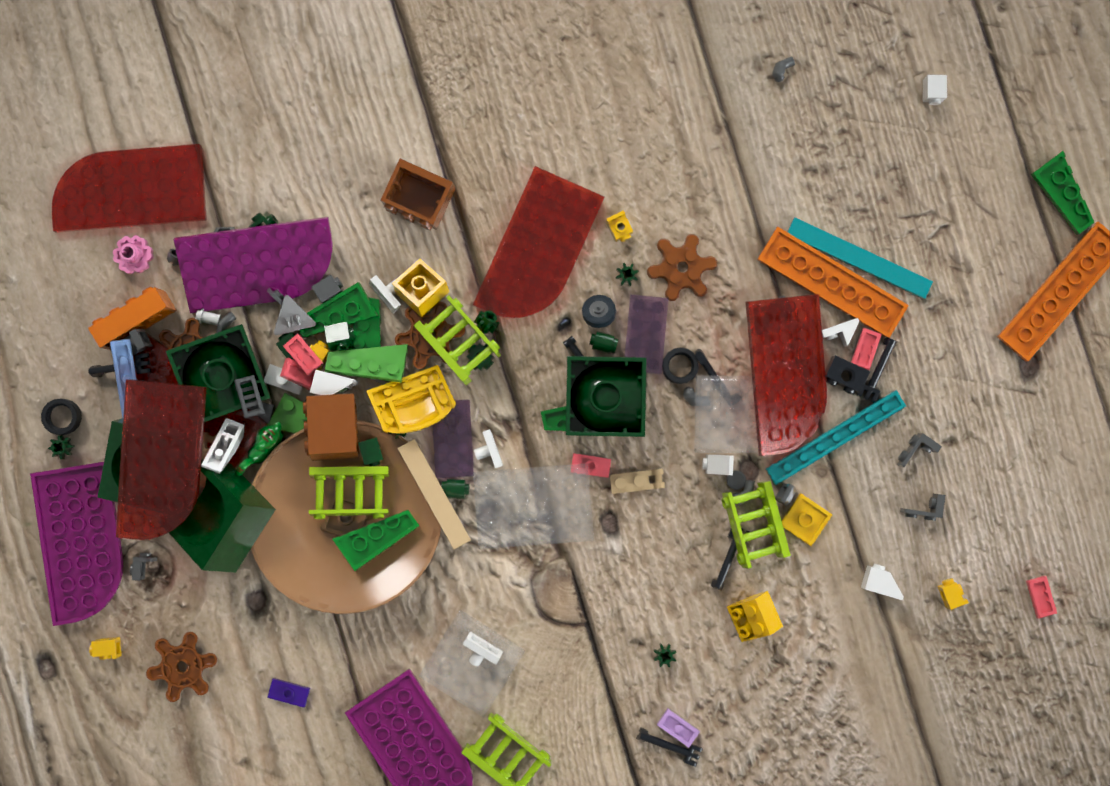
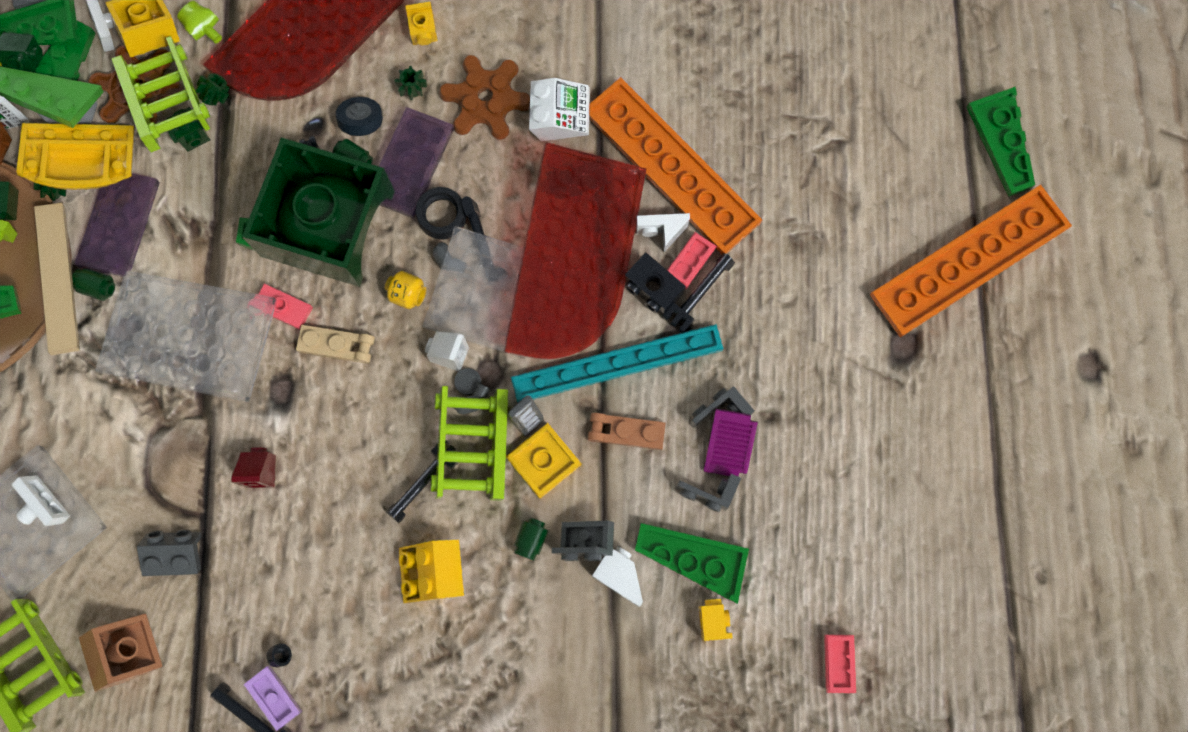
camera: 15 degrees right, 10 degrees down
(456, 271) = (199, 21): none -> lime piece
(489, 450) = (158, 247): white tile -> none
(568, 729) = (120, 652): none -> nougat slope
(576, 655) = (169, 553): none -> dark grey bracket
(616, 583) = (255, 469): none -> dark red slope
(662, 650) = (281, 589): dark green gear -> none
(674, 429) = (405, 290): none -> yellow head
(676, 700) = (276, 649): none -> black hinge
(742, 265) = (559, 109): none -> white slope
(814, 576) = (530, 539): none -> dark green brick
(853, 566) = (586, 539): none -> dark grey bracket
(857, 483) = (627, 431): none -> nougat plate
(860, 258) = (719, 149): teal tile -> none
(930, 472) = (730, 443): none -> magenta window
(932, 556) = (701, 560): none -> green wing

